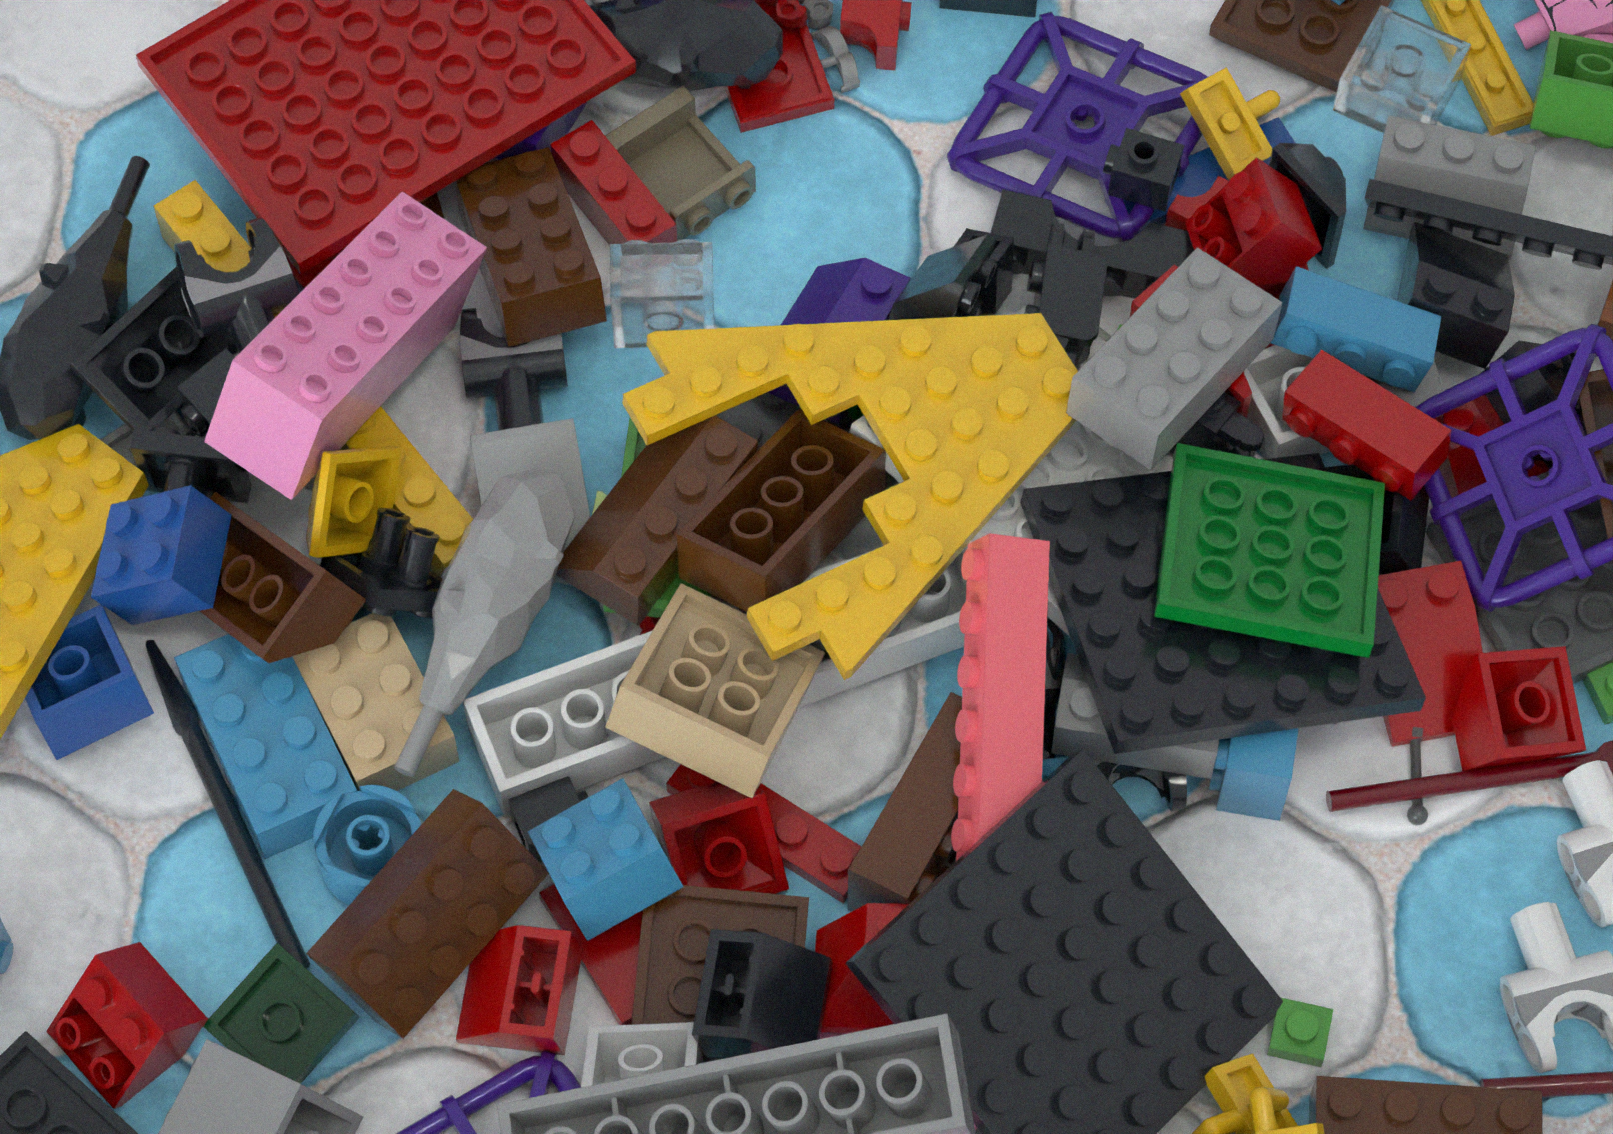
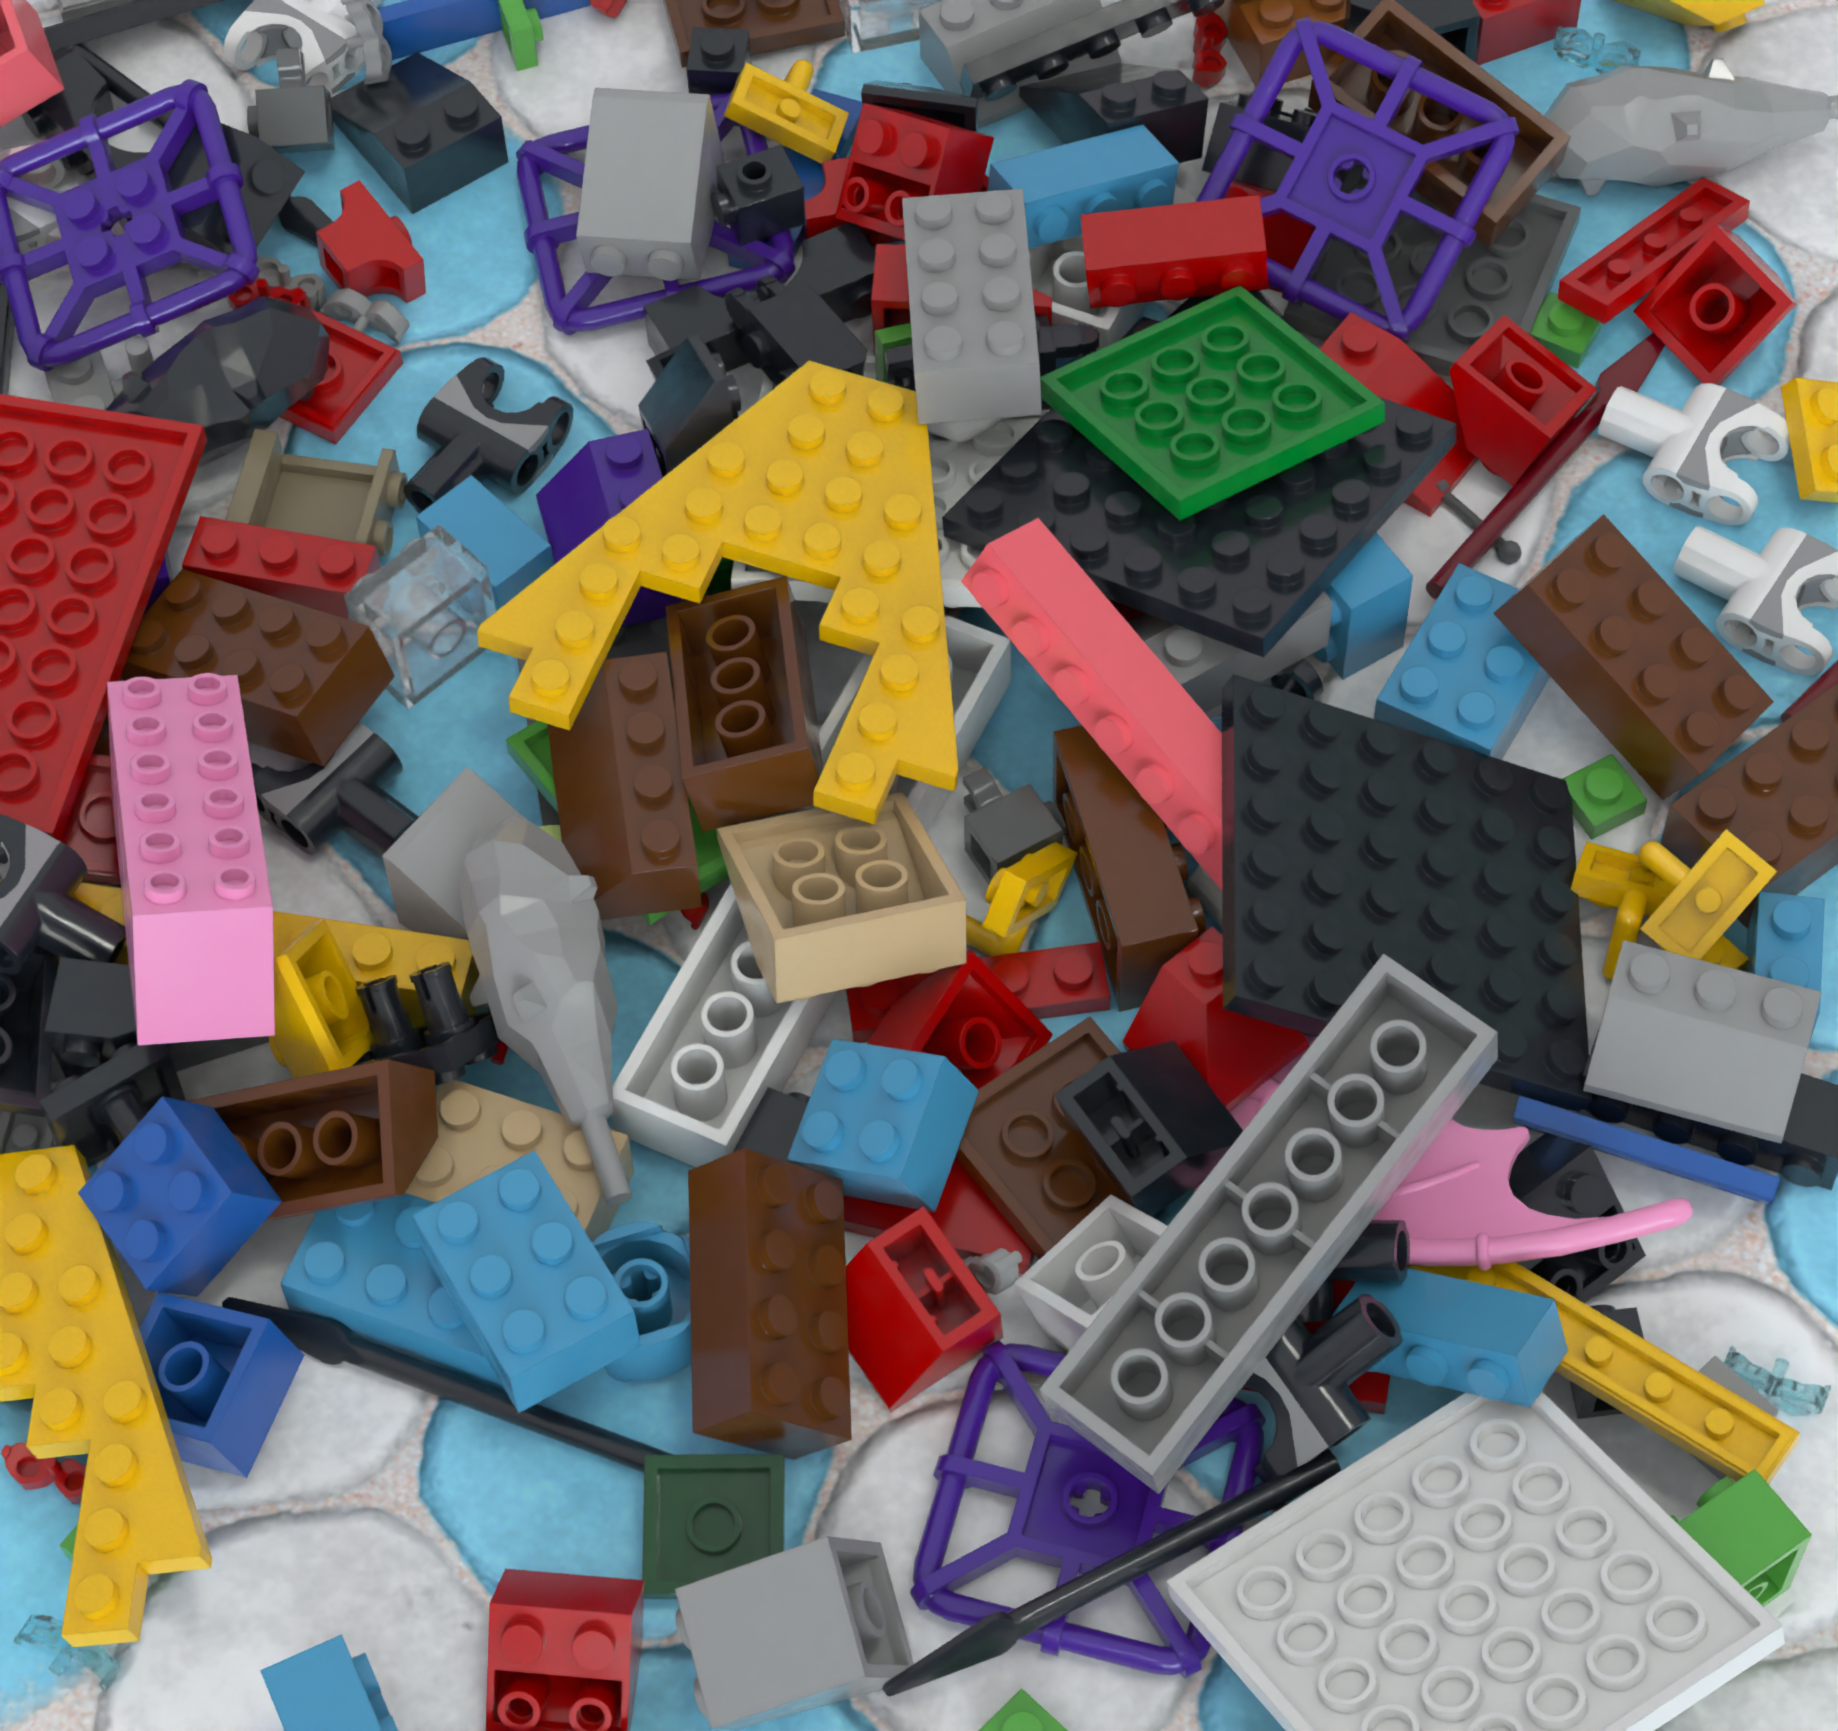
camera: 40 degrees left, 5 degrees down
(293, 777) = (527, 1281): none -> dark azure brick
(587, 1005) = (995, 1270): none -> light grey piece
(753, 274) = (492, 534): none -> dark azure brick
(821, 203) = (482, 440): none -> black connector
(843, 782) = (1018, 898): none -> yellow plate
(886, 734) = (1008, 826): none -> dark grey brick
(1074, 107) = (648, 184): none -> light grey slope
(1225, 46) = (716, 59): none -> black brick
(1292, 876) = (1464, 671): none -> dark azure brick
(1394, 957) = (1634, 658): none -> reddish brown brick
(1586, 288) = (1209, 40): none -> red piece

